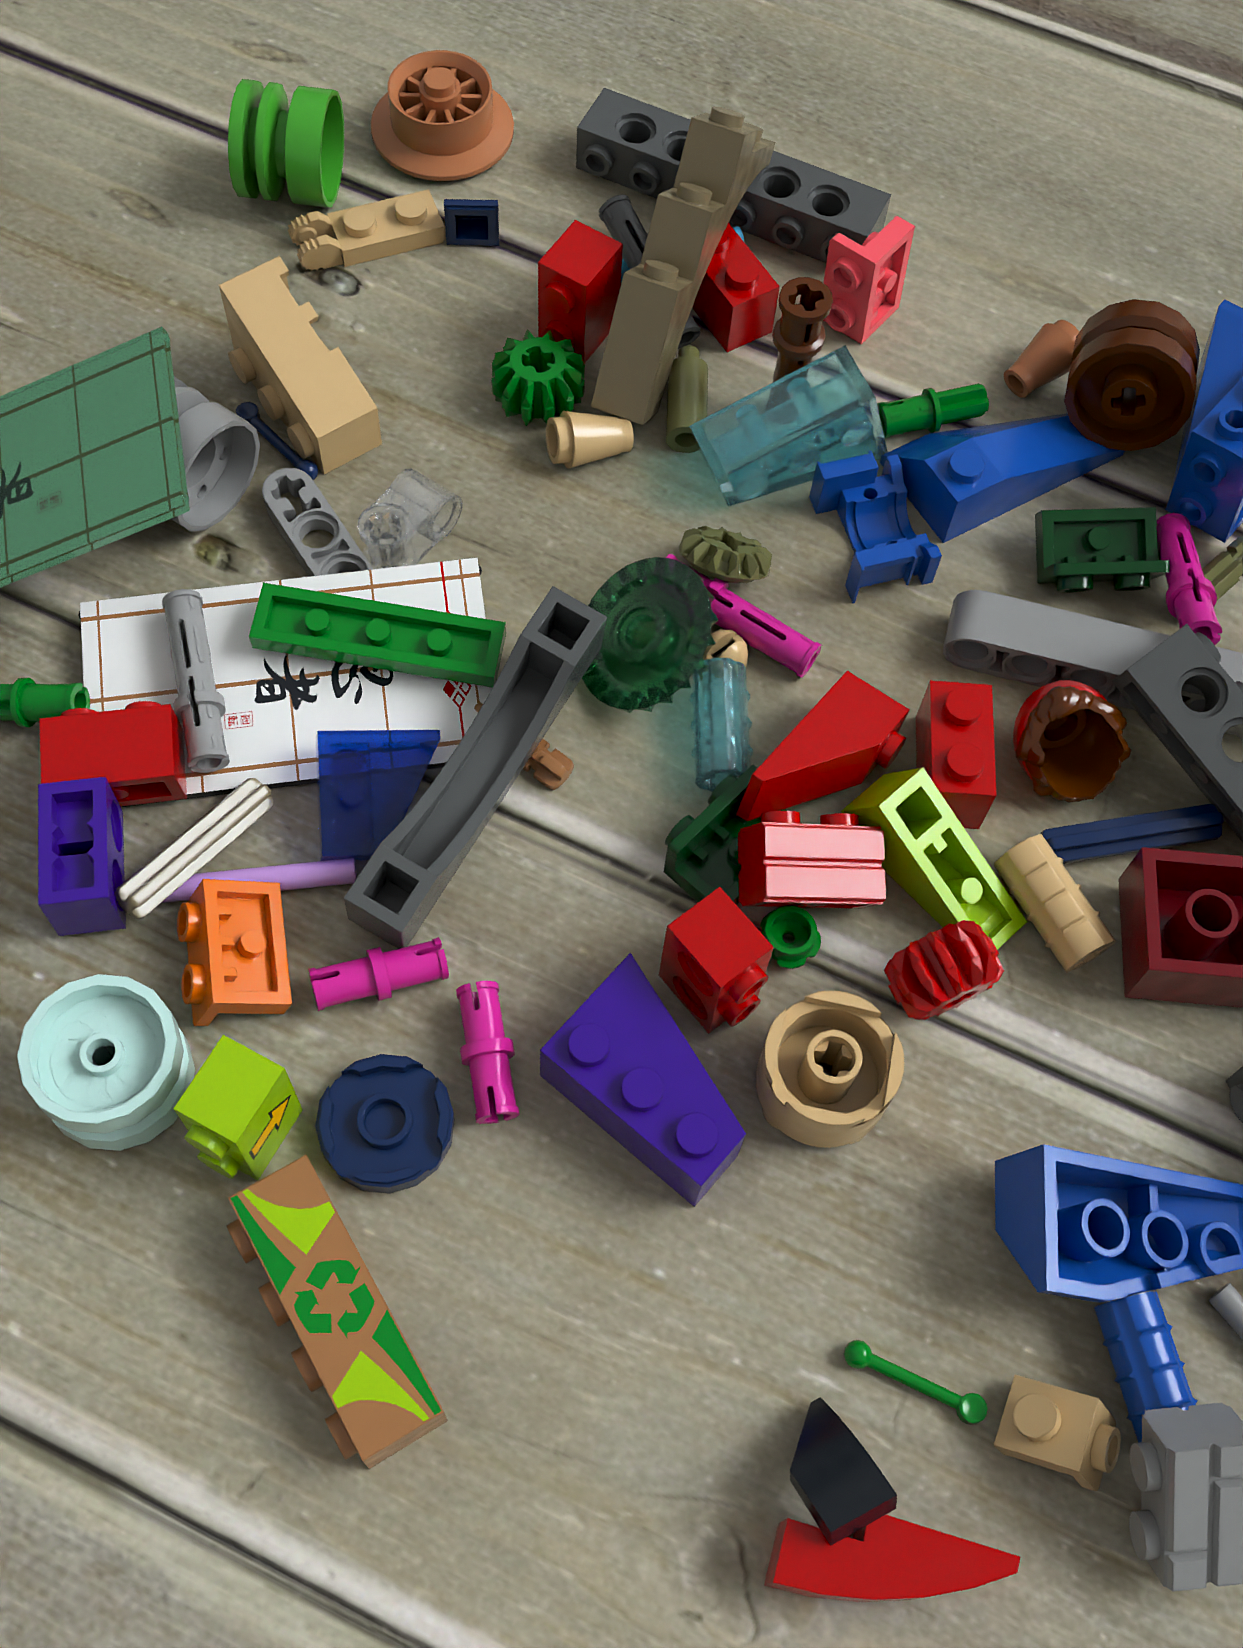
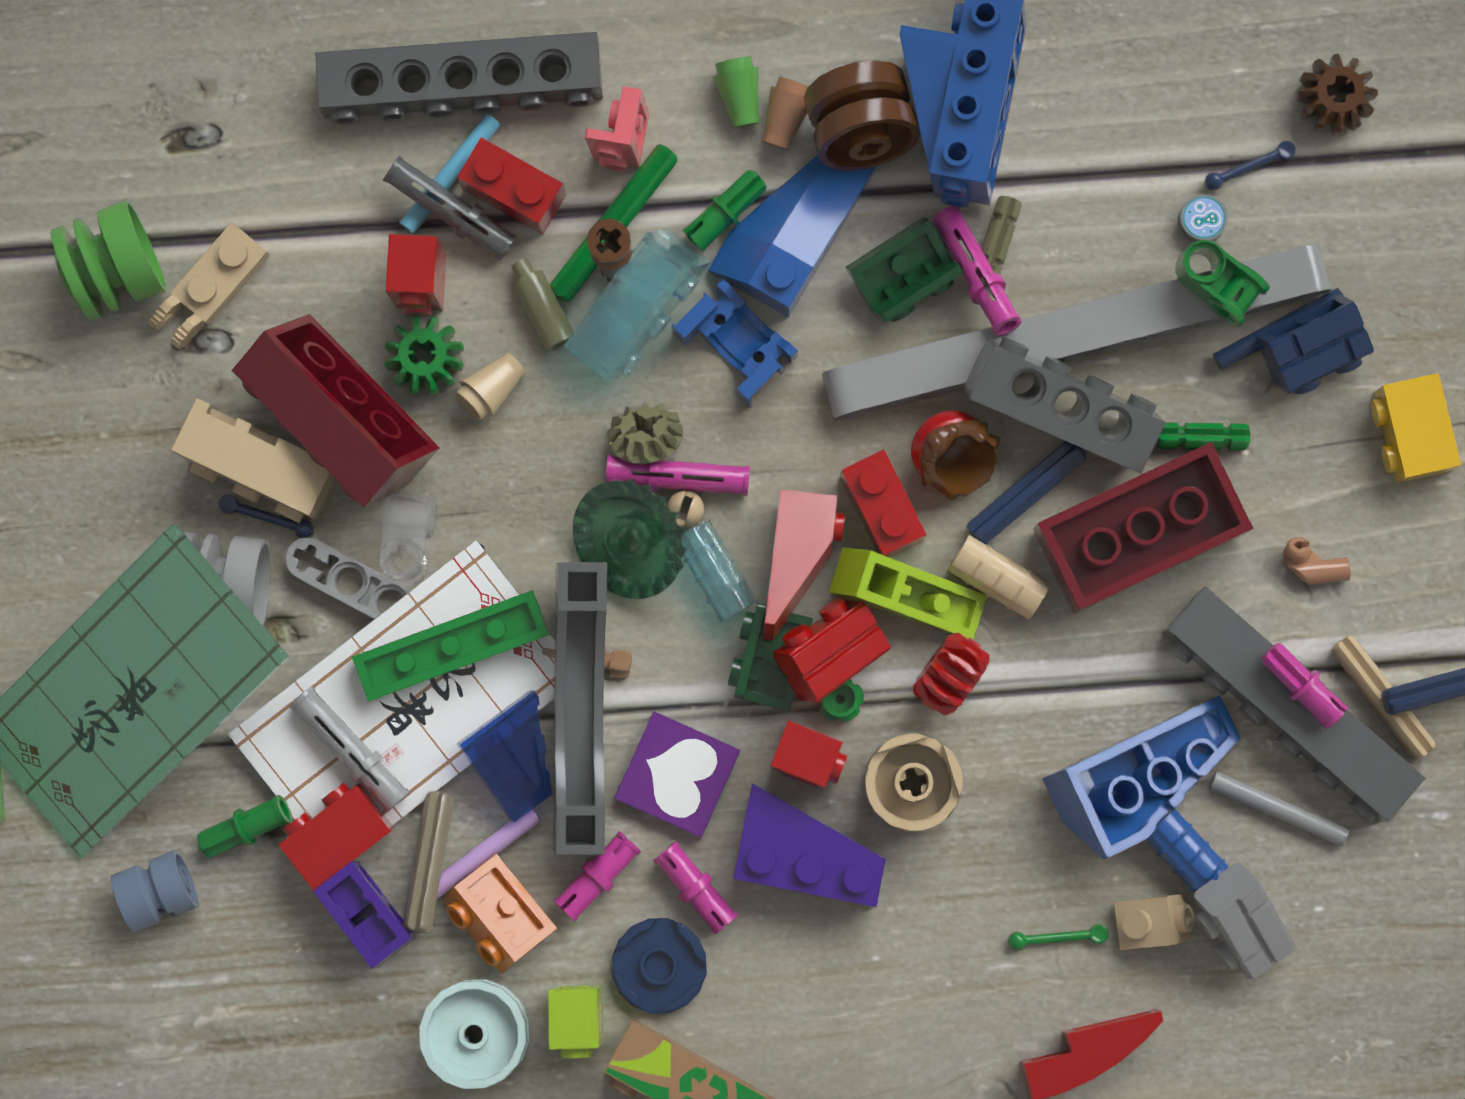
camera: 20 degrees left, 20 degrees up
(412, 360) = (335, 409): none -> dark red brick
(441, 118) = (197, 144): nougat piece -> none
(471, 222) = (283, 232): dark blue slope -> none
(546, 917) = (677, 774): none -> dark purple tile
(658, 294) = (479, 202): dark tan arch -> none
(837, 1476) = (1038, 1023): black slope -> none
(865, 349) = (622, 209): none -> green axle
(1005, 318) = (739, 90): none -> bright green cone

